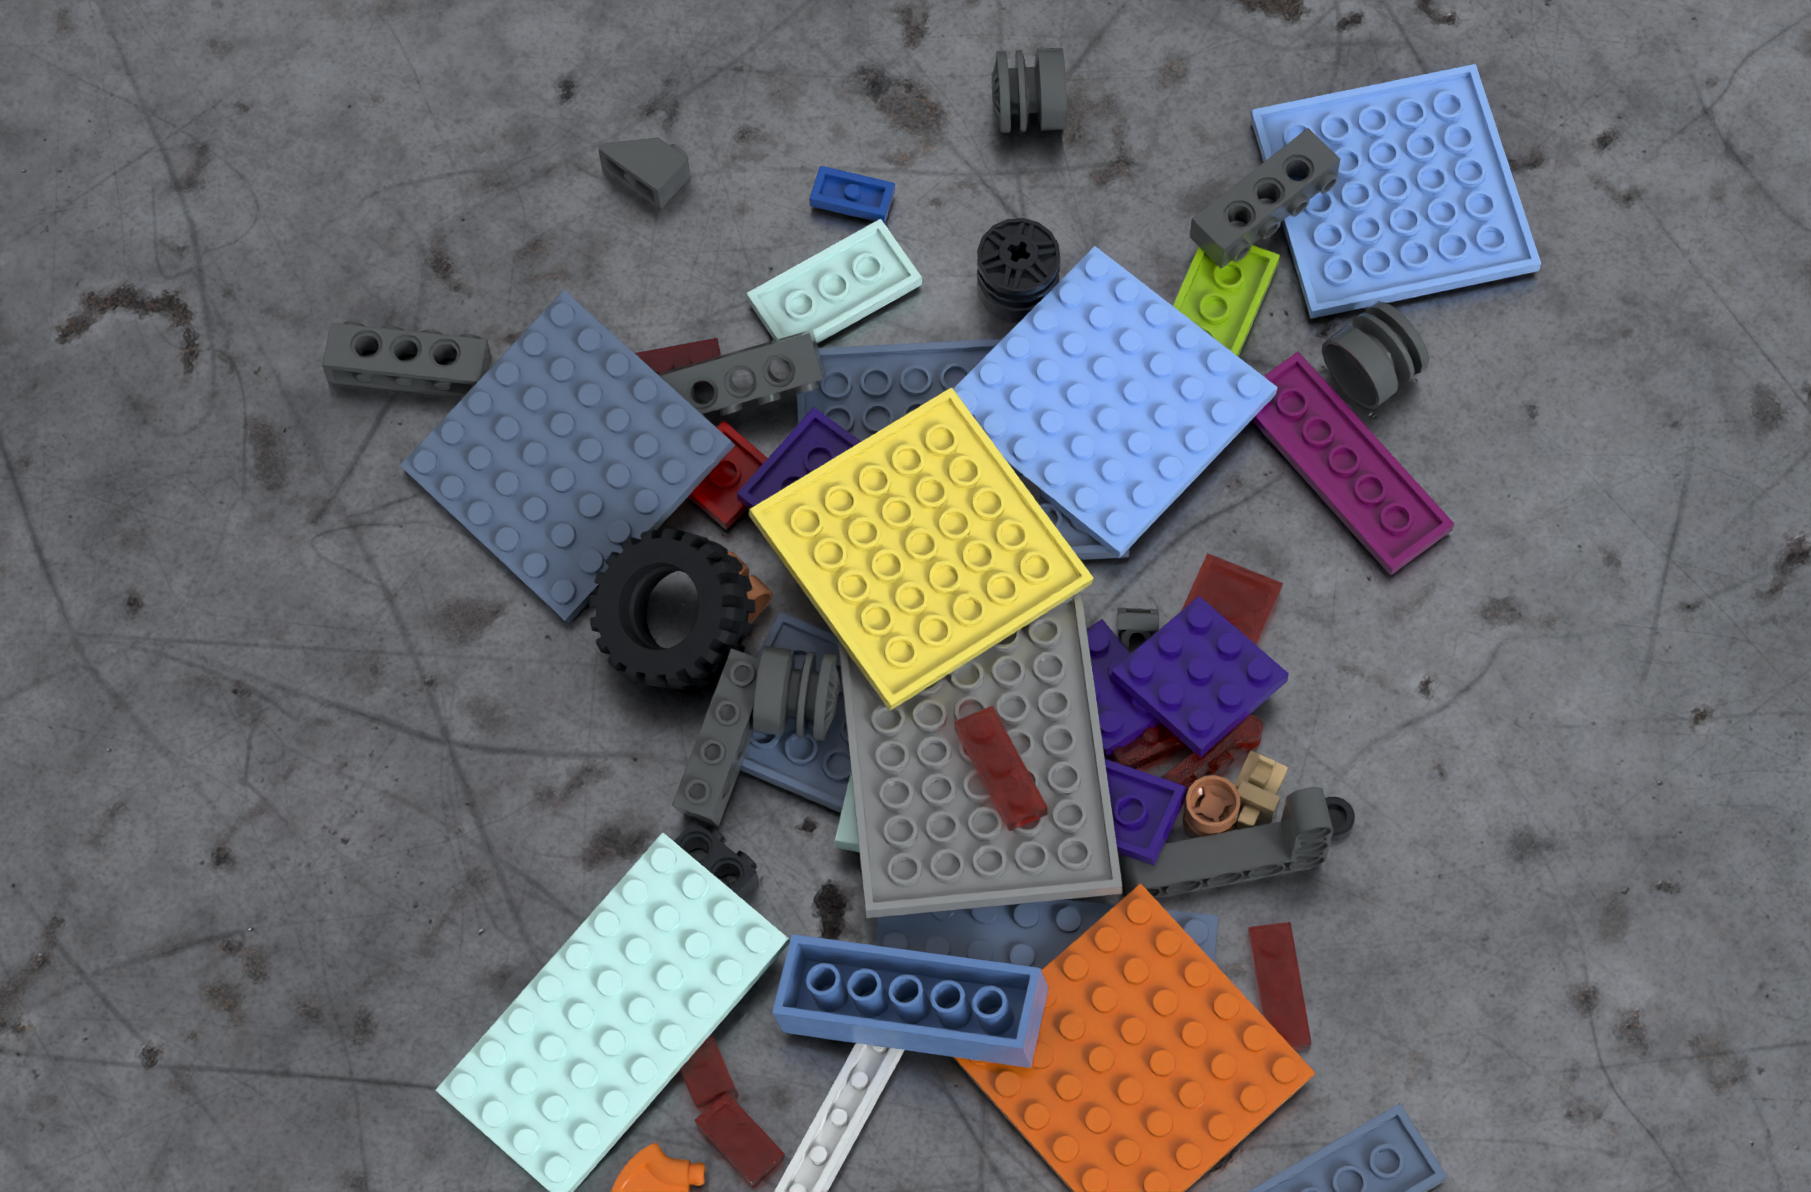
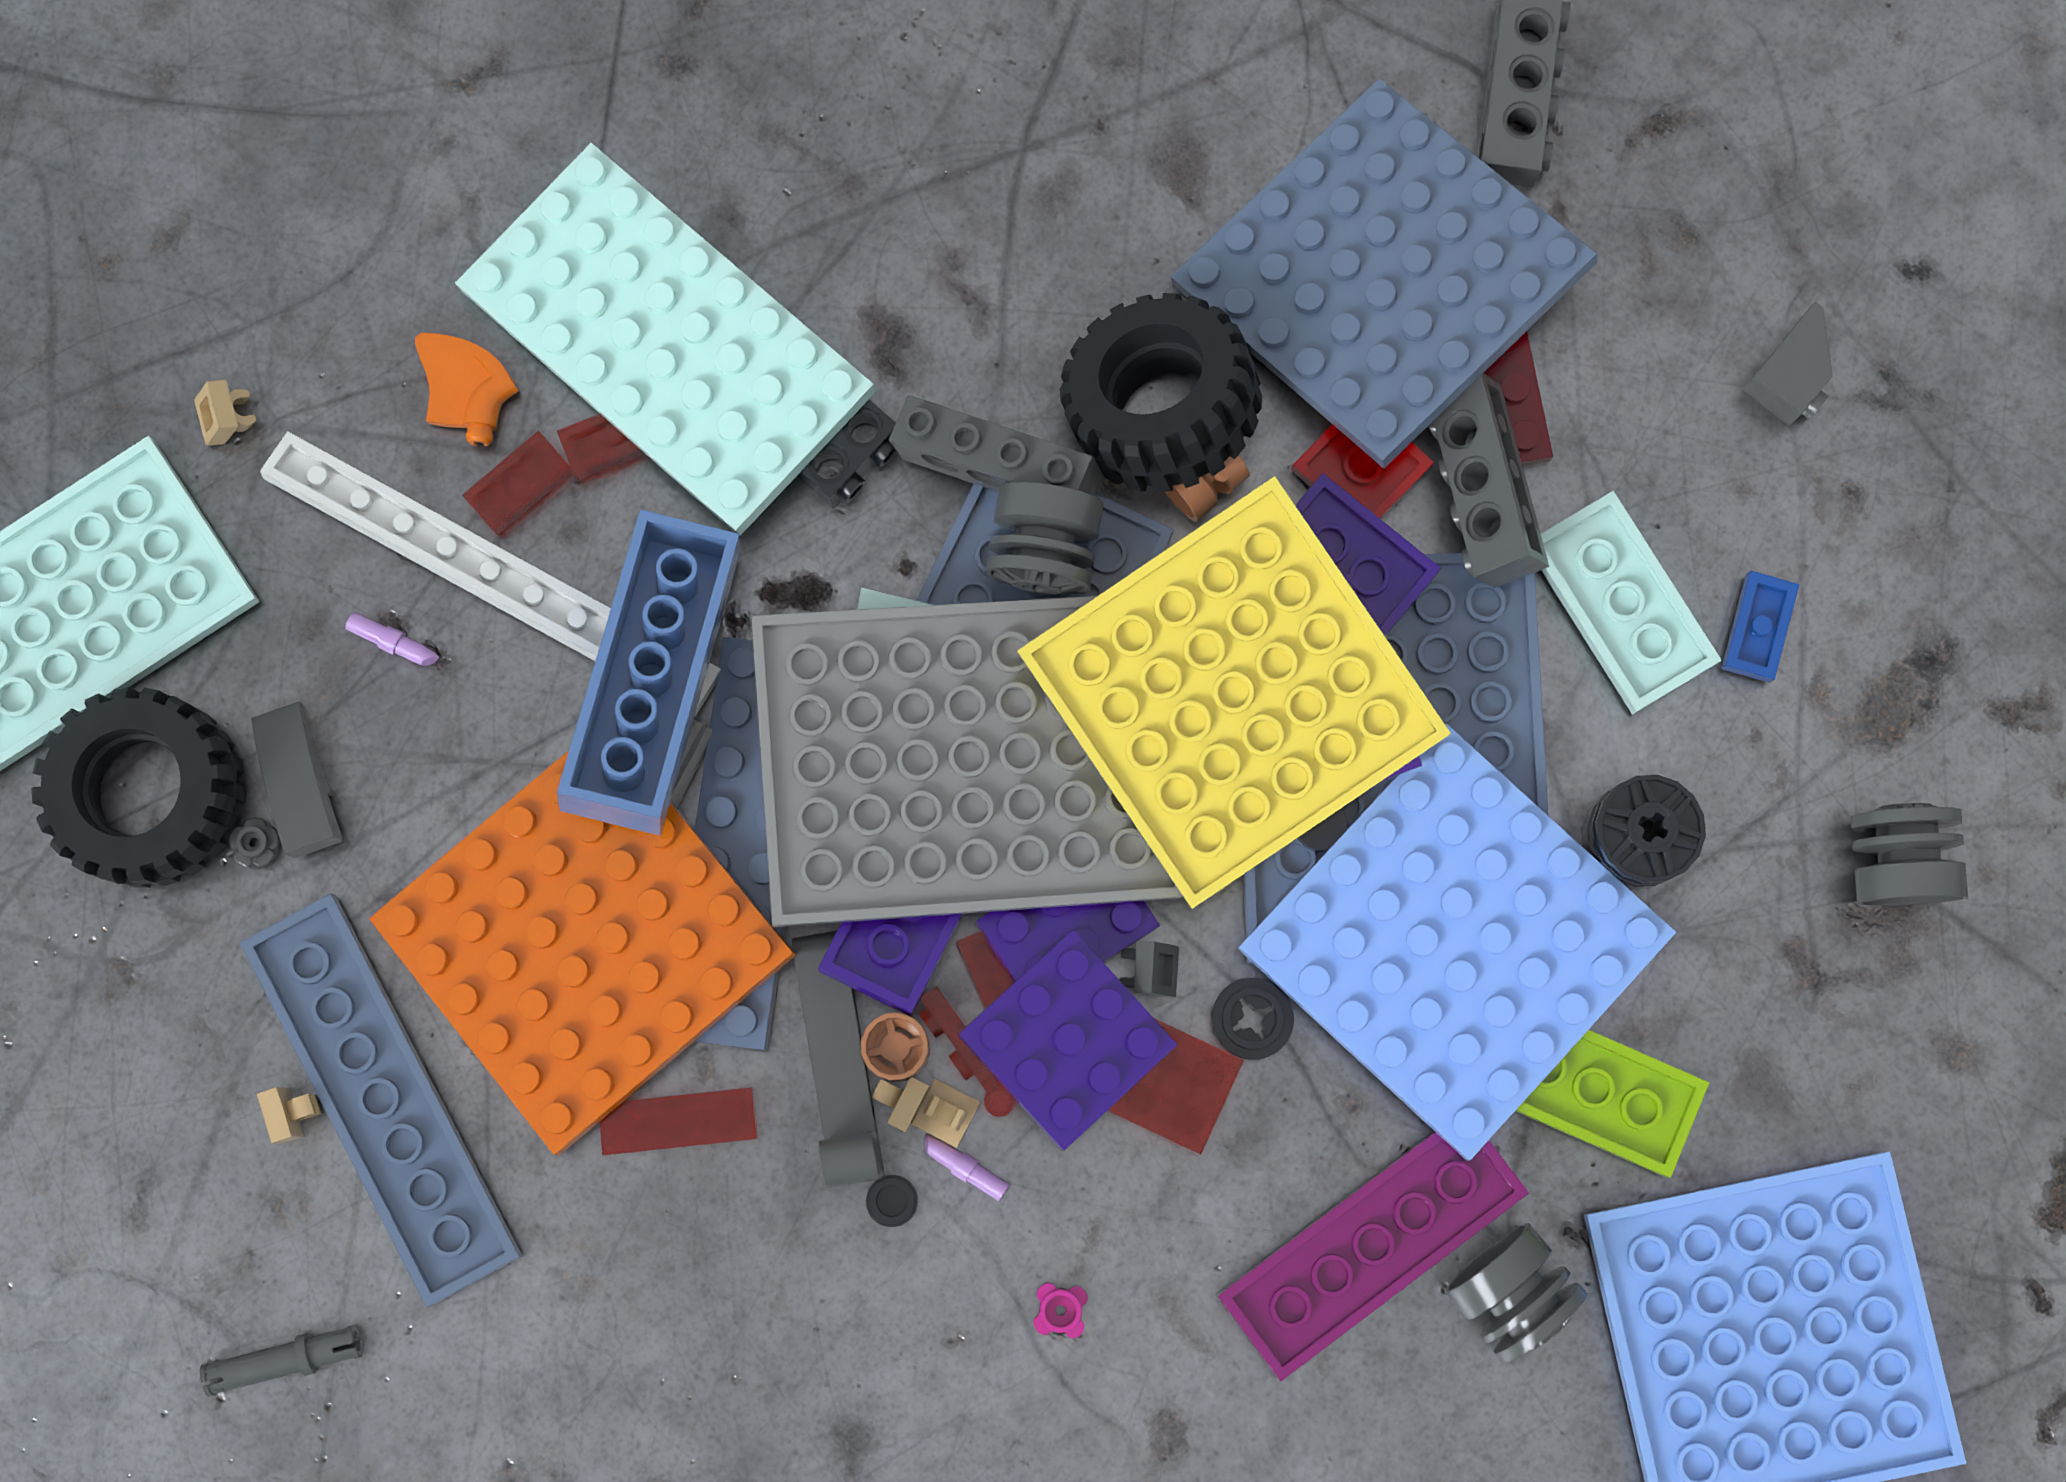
camera: 90 degrees right, 15 degrees up
(1000, 768) = (934, 783): clear red plate -> none
(1177, 535) = (1276, 1025): none -> black gear
(1302, 157) = (1810, 1213): dark grey brick -> none
(1303, 762) = (965, 1167): none -> lavender piece
(1411, 677) = (1071, 1321): none -> dark pink plate

